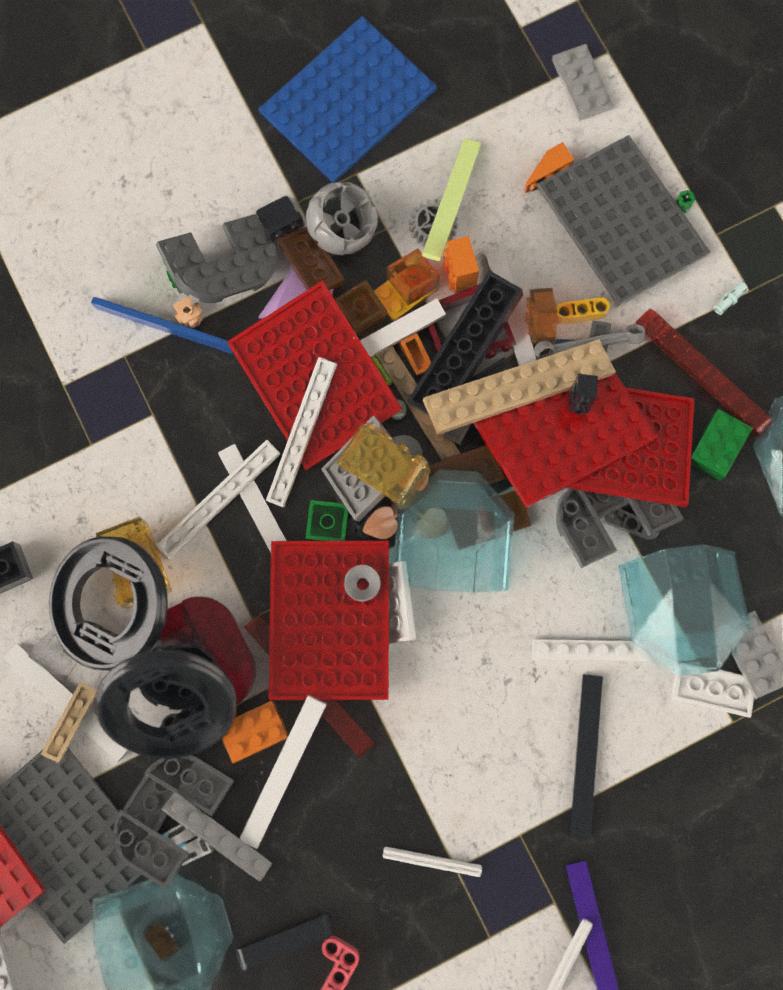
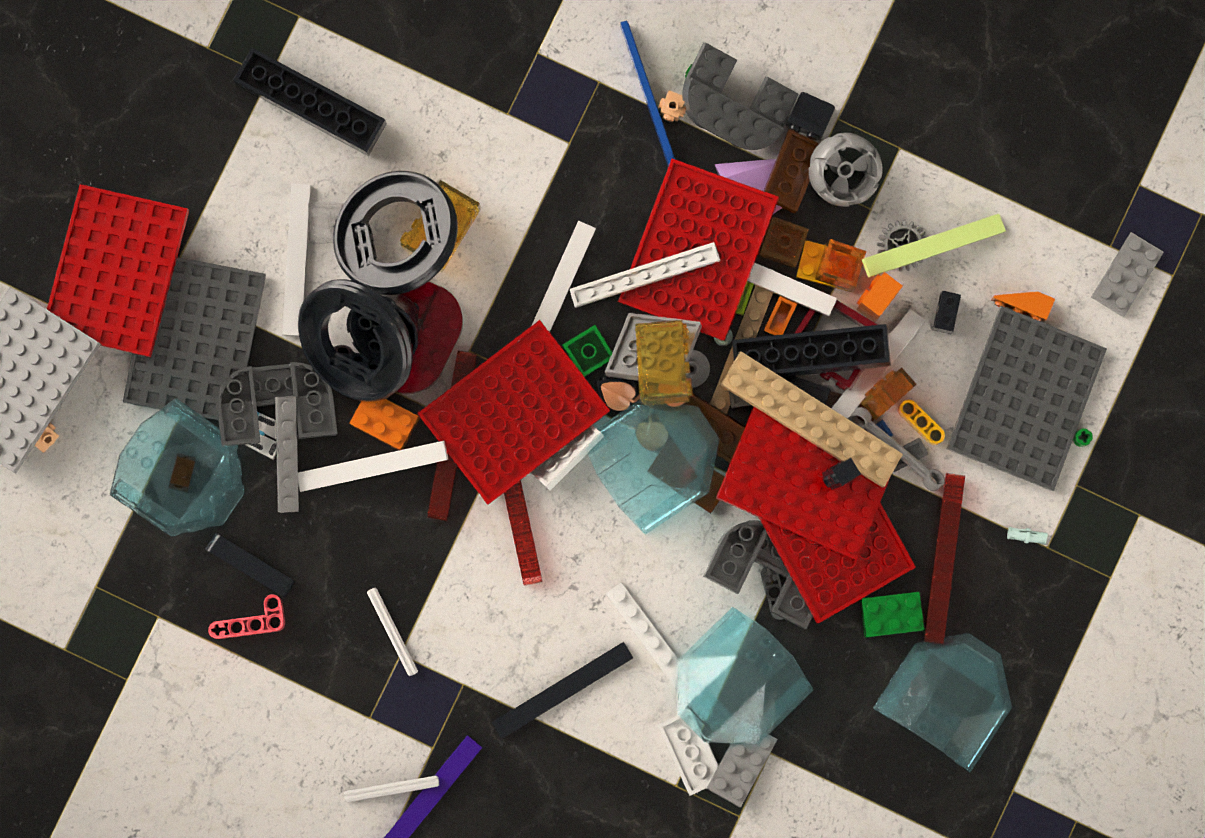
camera: 45 degrees right, 5 degrees up
(69, 722) = (284, 275): tan plate -> none
(218, 499) = (541, 251): white tile -> none
(347, 99) = (959, 90): blue plate -> none
(362, 572) = (560, 405): light grey piece -> none
(435, 690) = (522, 535): none -> clear red beam
(510, 229) = (946, 312): none -> black brick

